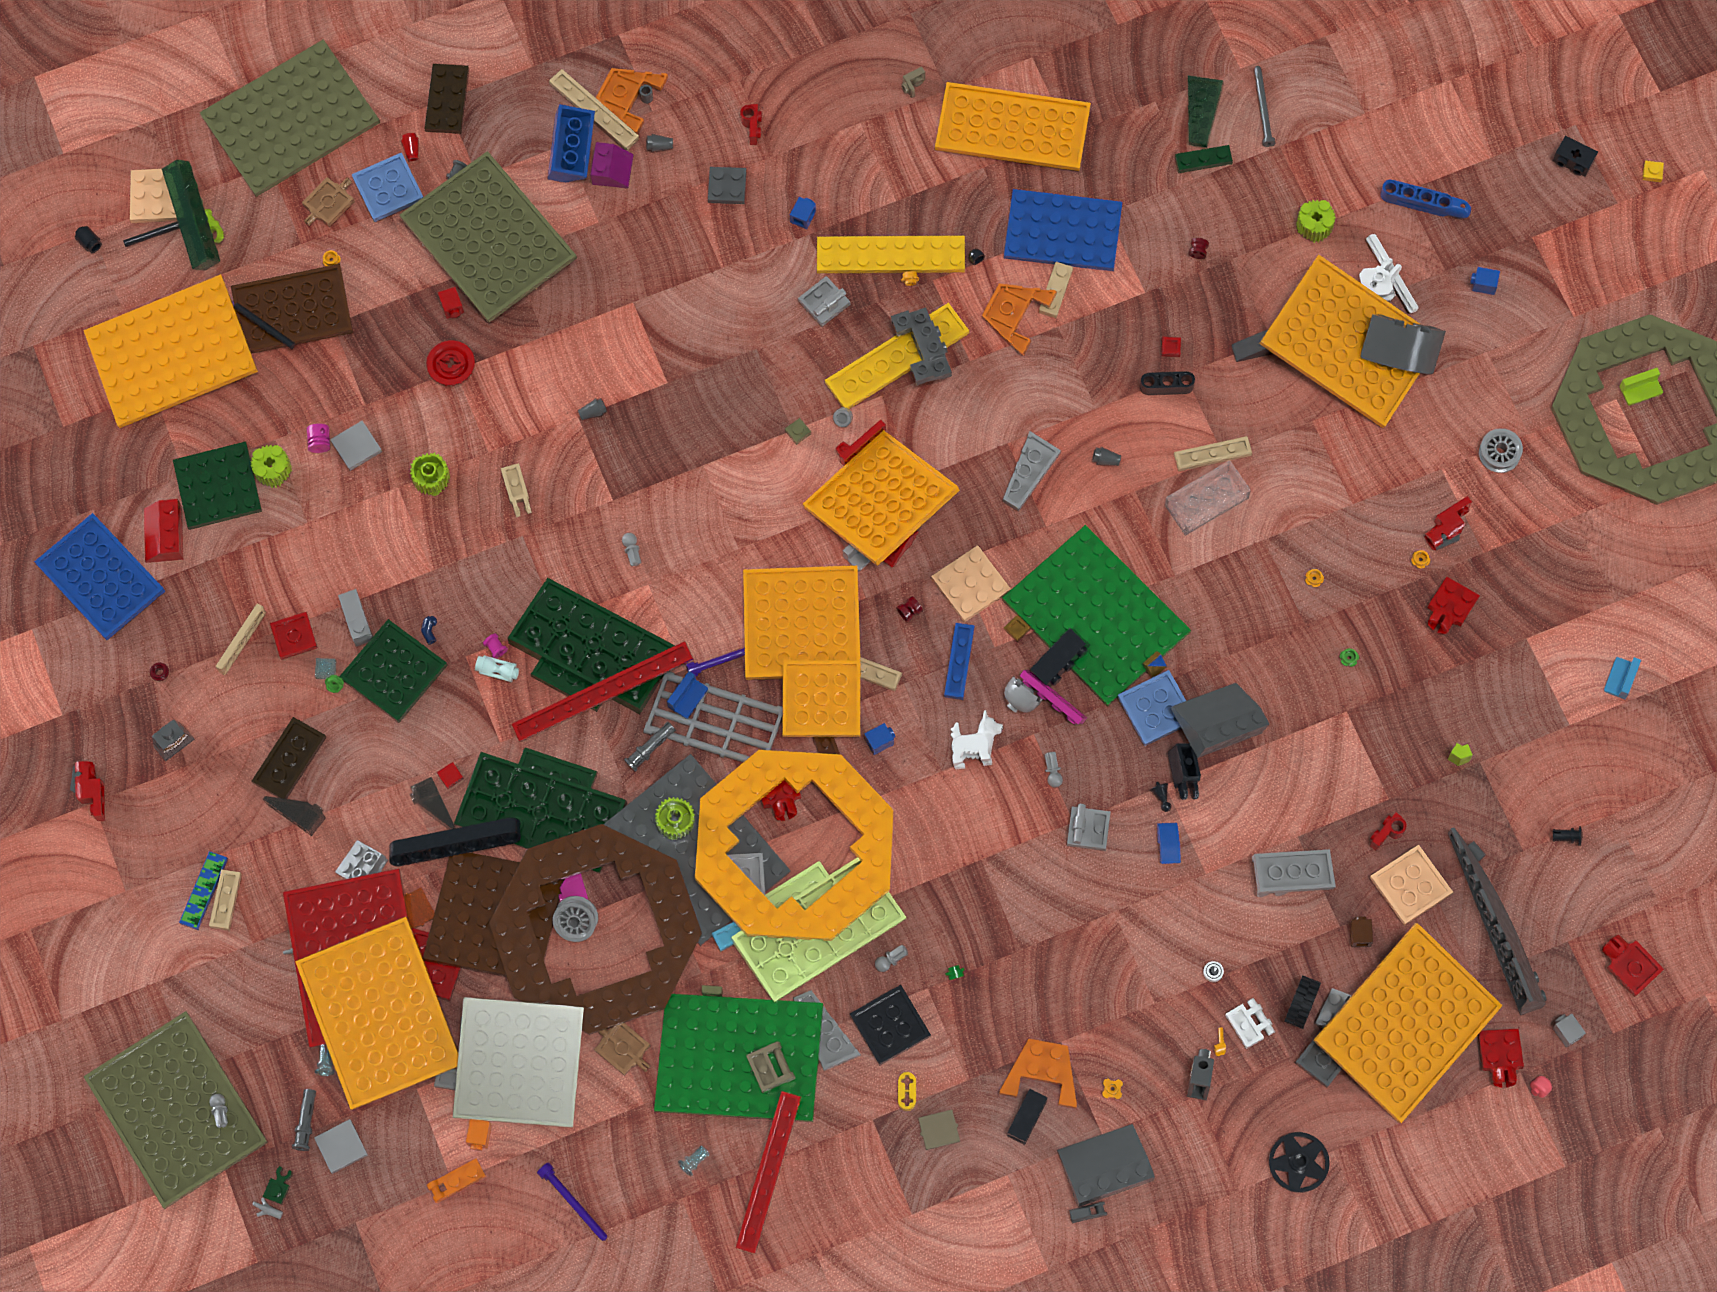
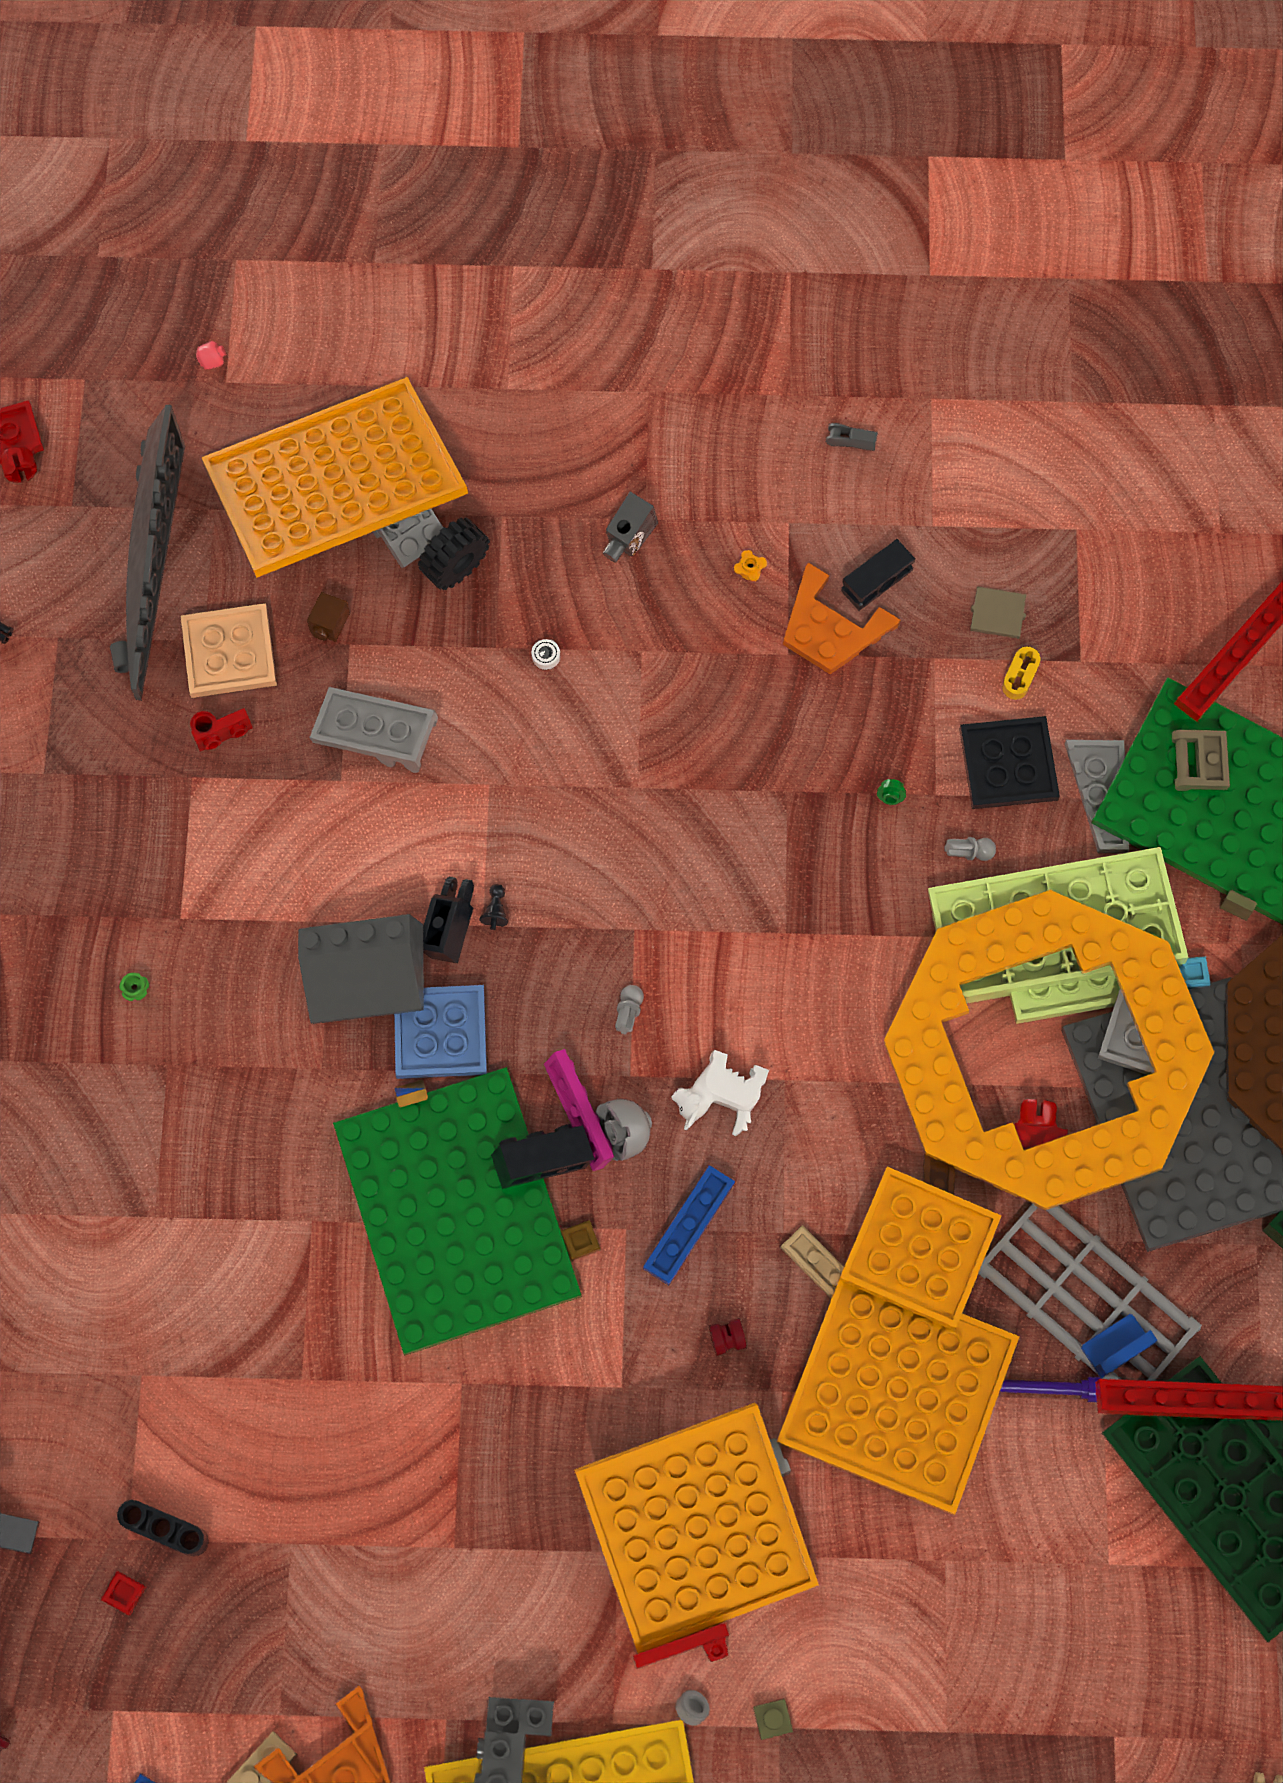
camera: 160 degrees left, 0 degrees up
(629, 540) = (1114, 1647): light grey axle -> none
(643, 753) = (1214, 1289): dark grey pin -> none
(679, 828) = (1208, 1165): lime brick -> none
(879, 738) = (856, 1158): blue brick -> none
(971, 583) = (616, 1340): light nougat plate -> none
(1032, 466) = (438, 1484): light grey wing -> none
(1088, 828) = (619, 905): light grey plate -> none
(1106, 457) = (319, 1449): dark grey cone -> none
(1106, 1165) = (803, 478): dark grey slope -> none
(1169, 843) = (519, 838): blue slope -> none
(1207, 497) = (202, 1307): clear brick -> none
(1212, 453) = (156, 1384): tan tile -> none
(1220, 1049) = (585, 557): light orange hand -> none
(1245, 1026) = (540, 566): white plate -> none
(1299, 1162) = (558, 387): black wheel -> none
(1314, 573) = (109, 1123): light orange plate -> none
(1318, 1064) = (480, 491): dark grey plate -> none
(1460, 754) = (63, 784): lime piece -> none
(1501, 1055) = (237, 403): red plate -> none
(1568, 1029) = (137, 396): light grey brick -> none

